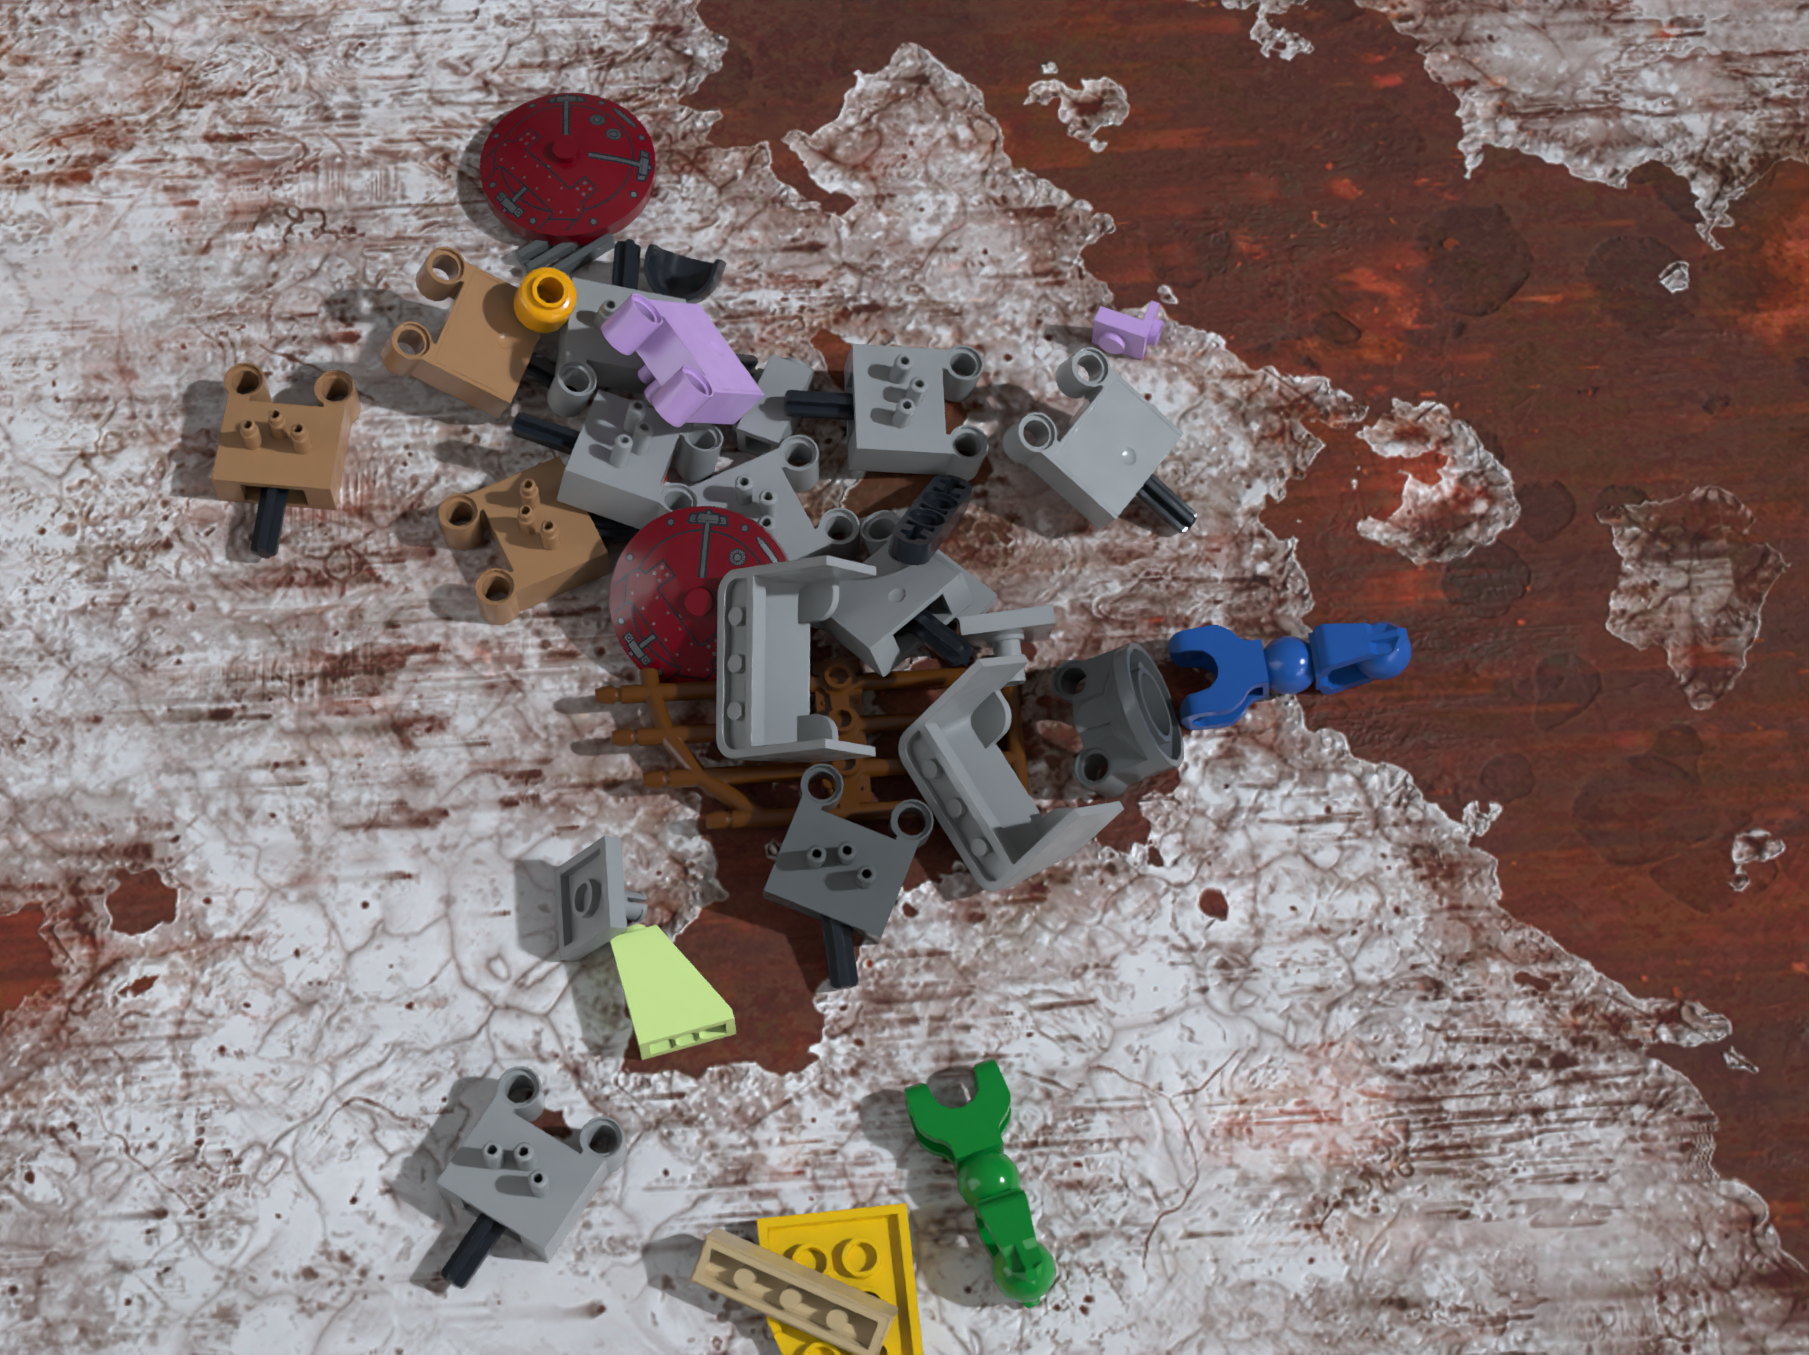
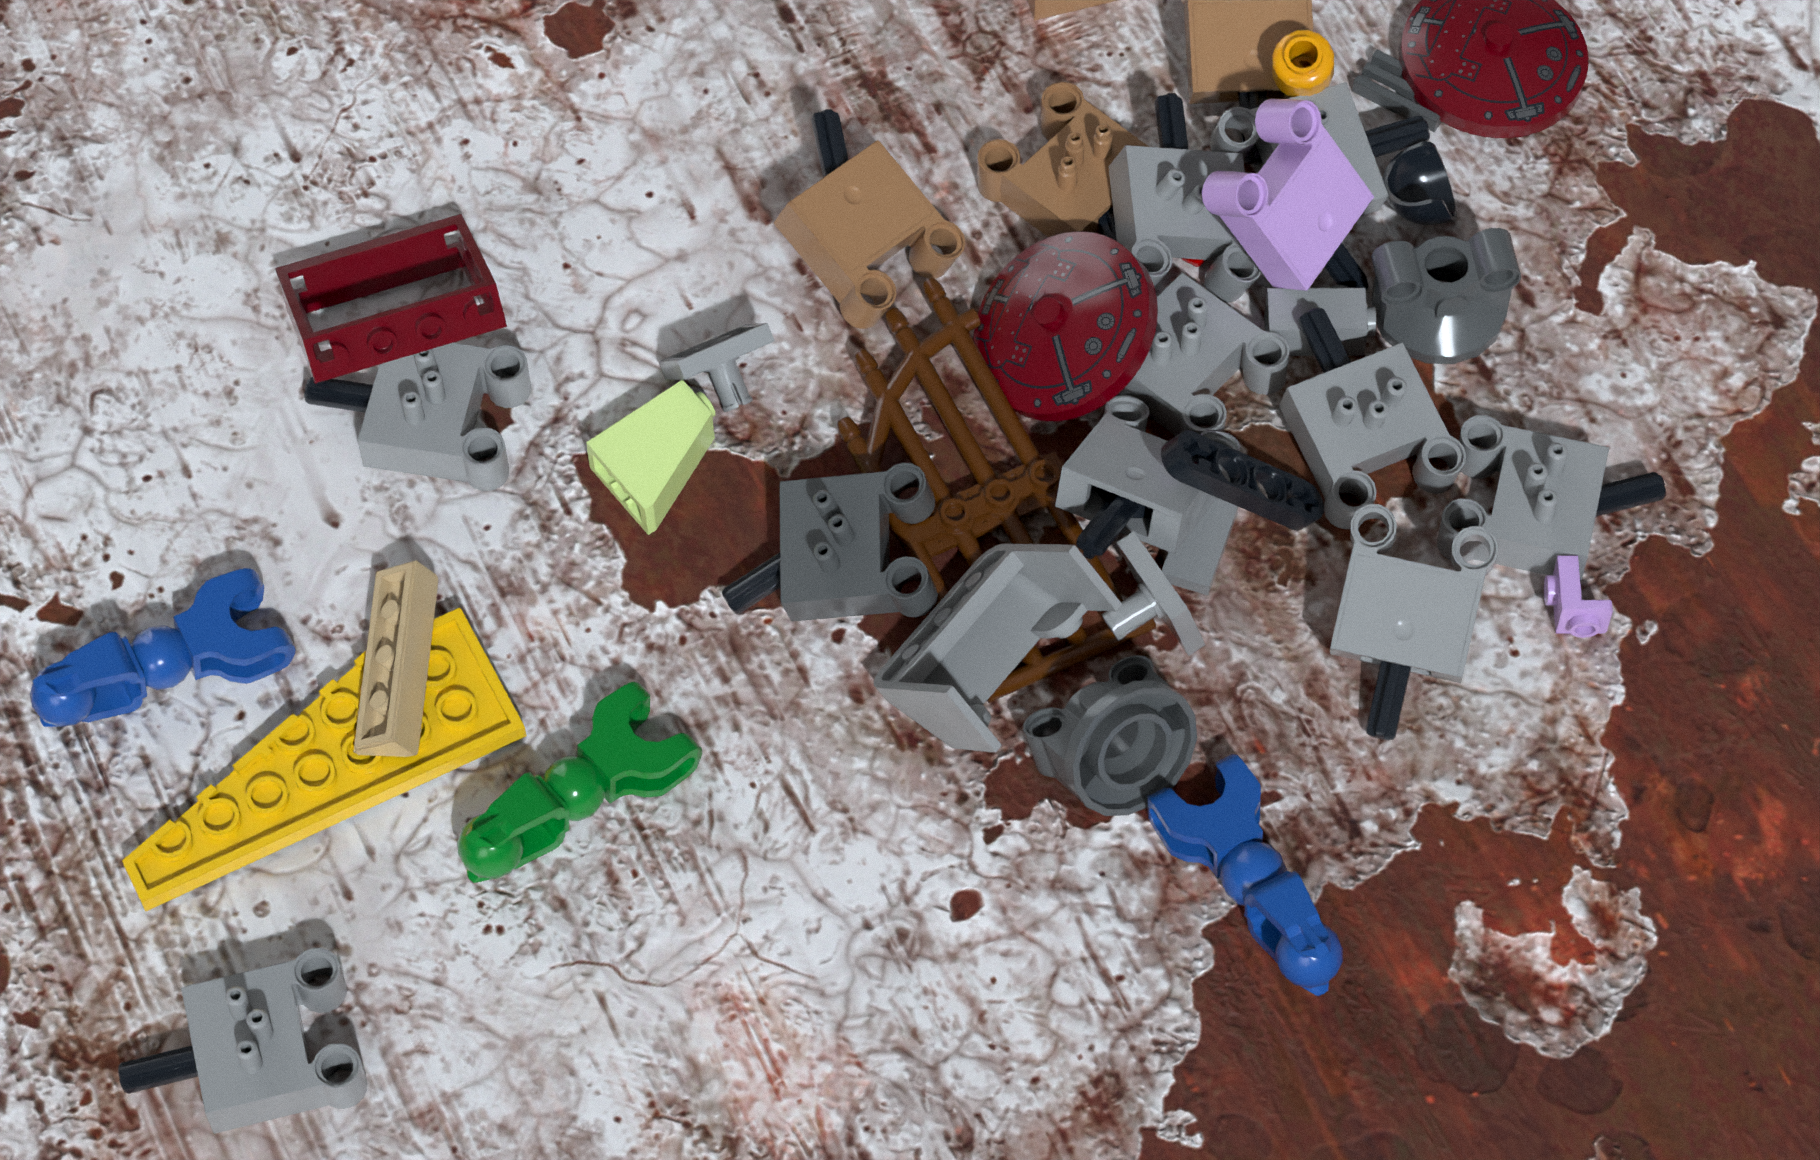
camera: 70 degrees right, 5 degrees down
(344, 1153) = (379, 267): none -> dark red window
(515, 723) = (862, 218): none -> medium nougat piece
(766, 660) = (1010, 400): light grey windscreen -> none
(802, 326) = (1439, 318): none -> dark grey piece
(1024, 314) = (1543, 496): none -> light grey piece

